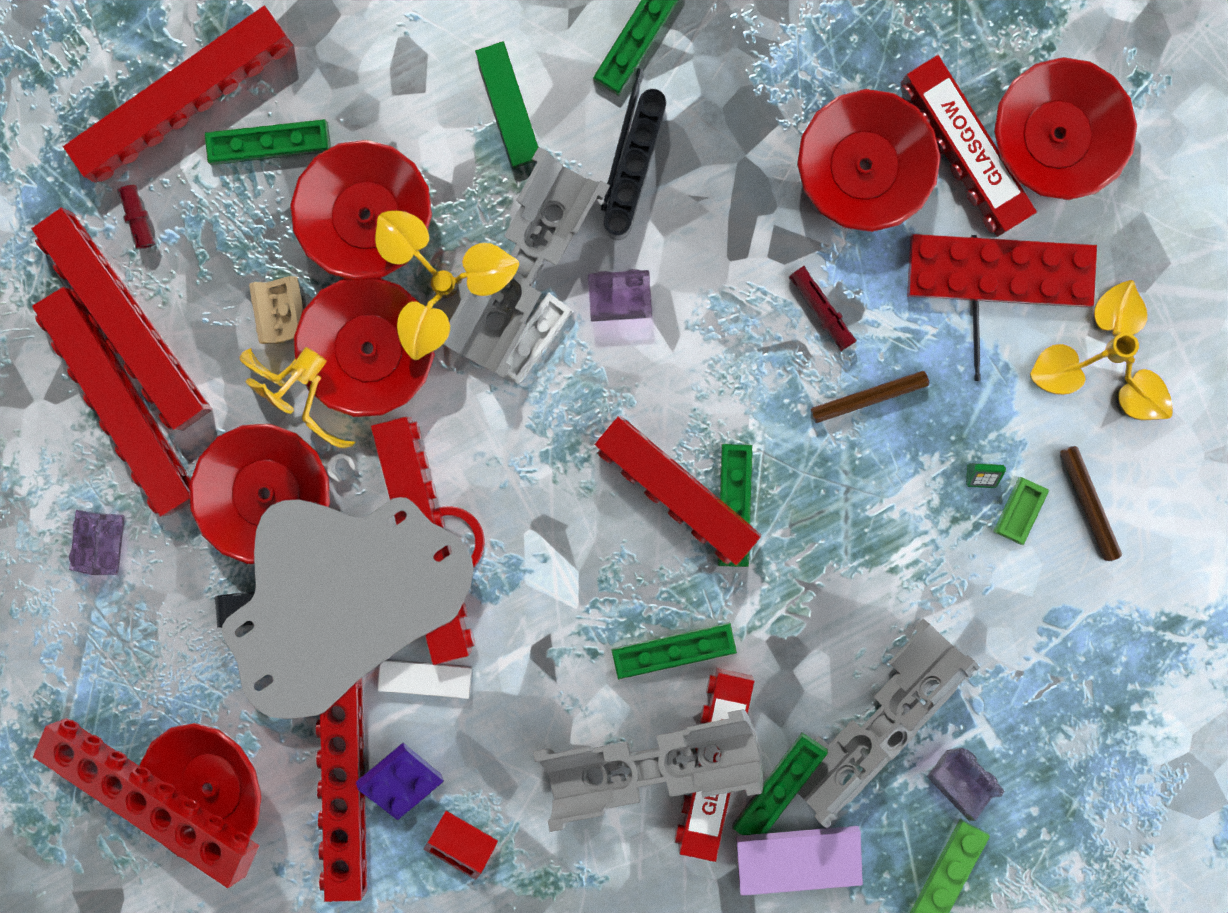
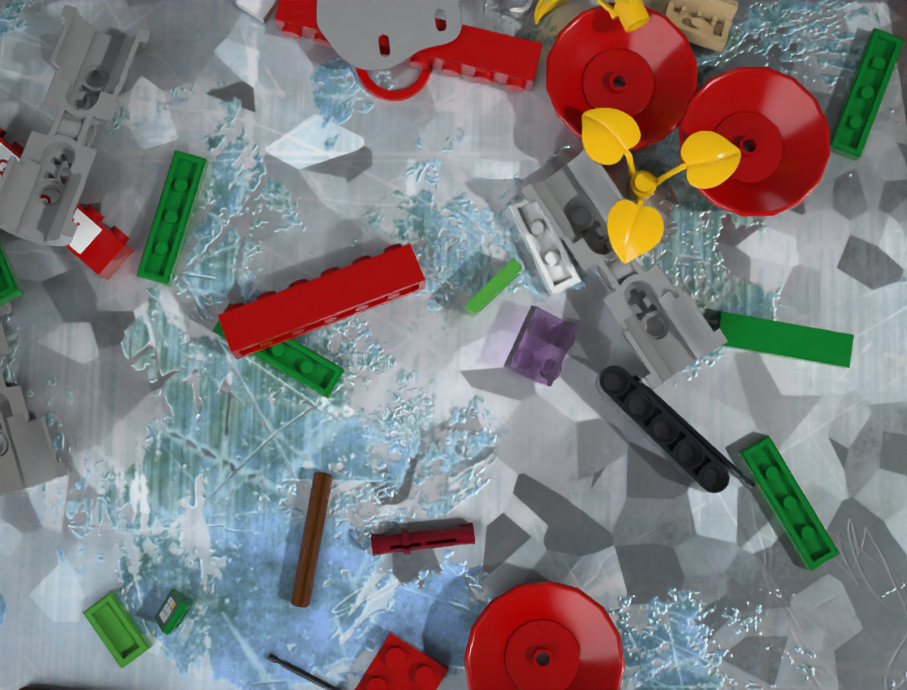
camera: 115 degrees right, 5 degrees down
(592, 359) = (493, 288): none -> bright green tile

